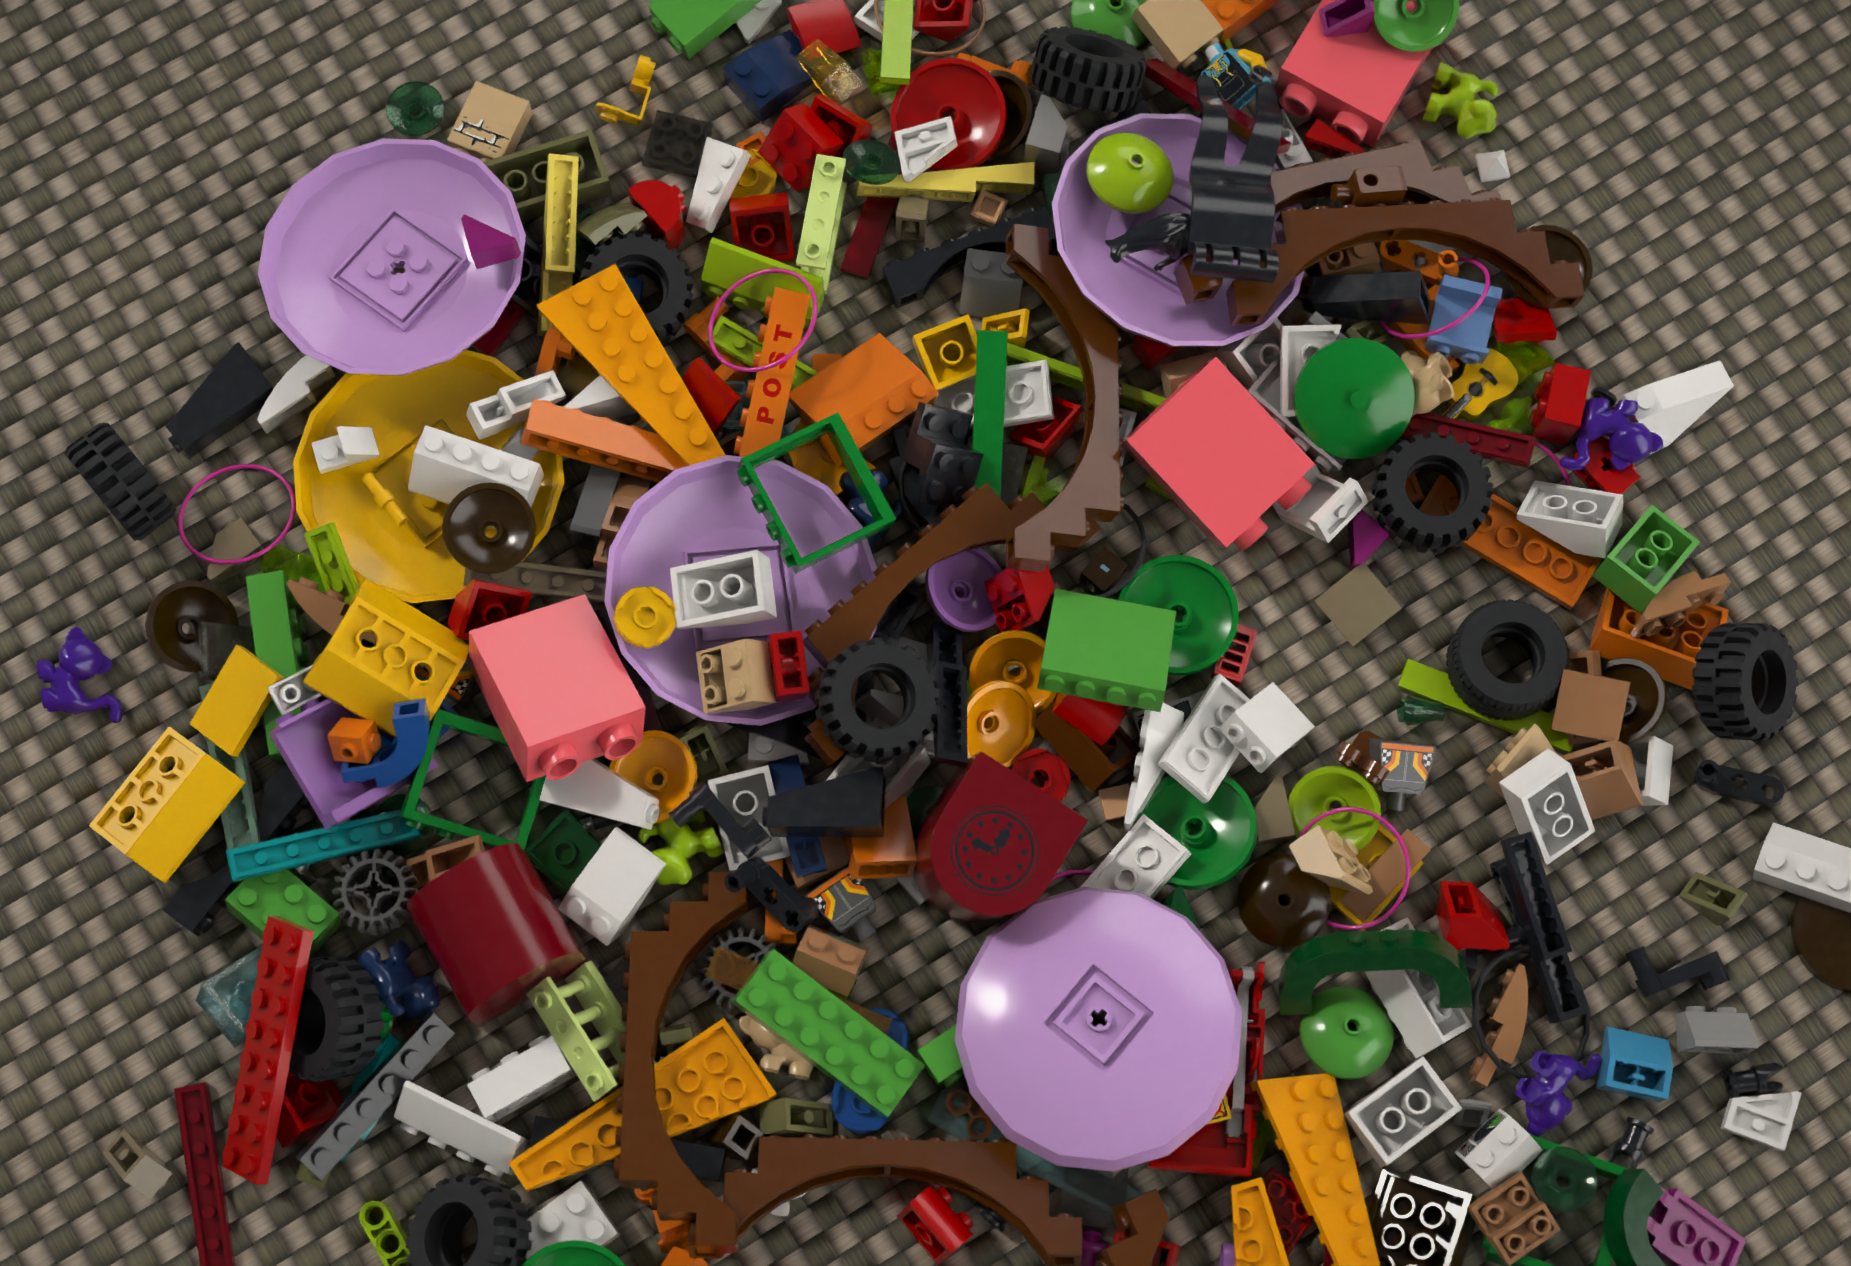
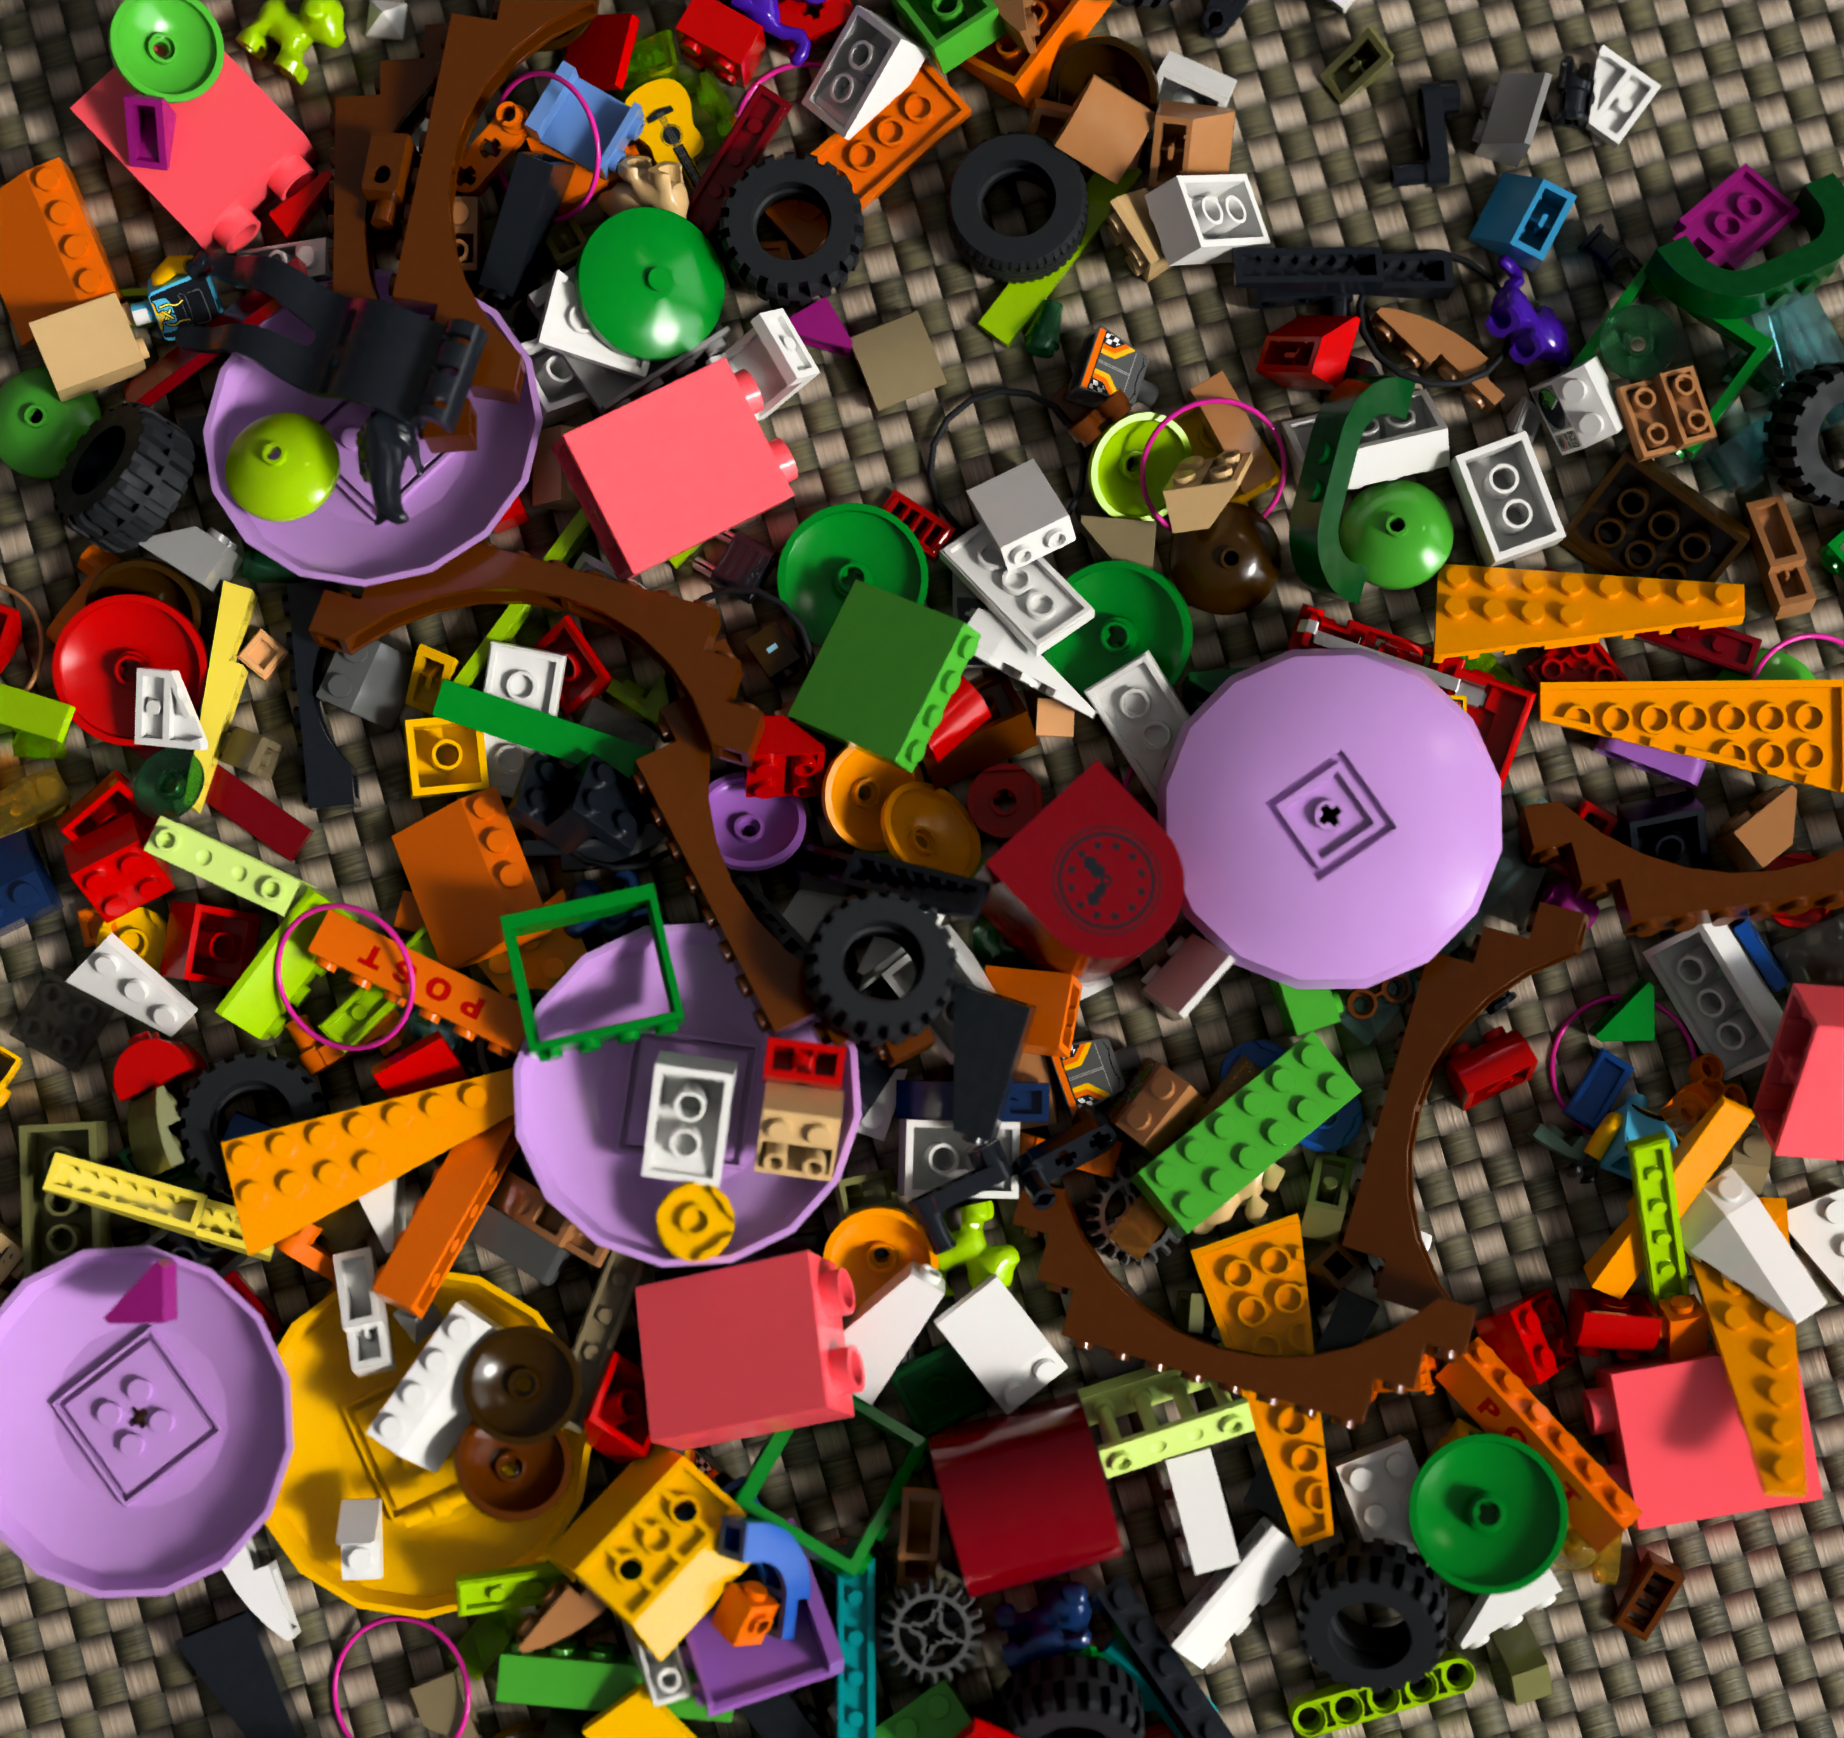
camera: 75 degrees left, 10 degrees up
(407, 521) = (538, 1479): none -> reddish brown dish
(940, 955) = (1185, 975): none -> slope
(1163, 532) = (742, 564): none -> black piece
(1340, 665) = (988, 394): none -> black piece

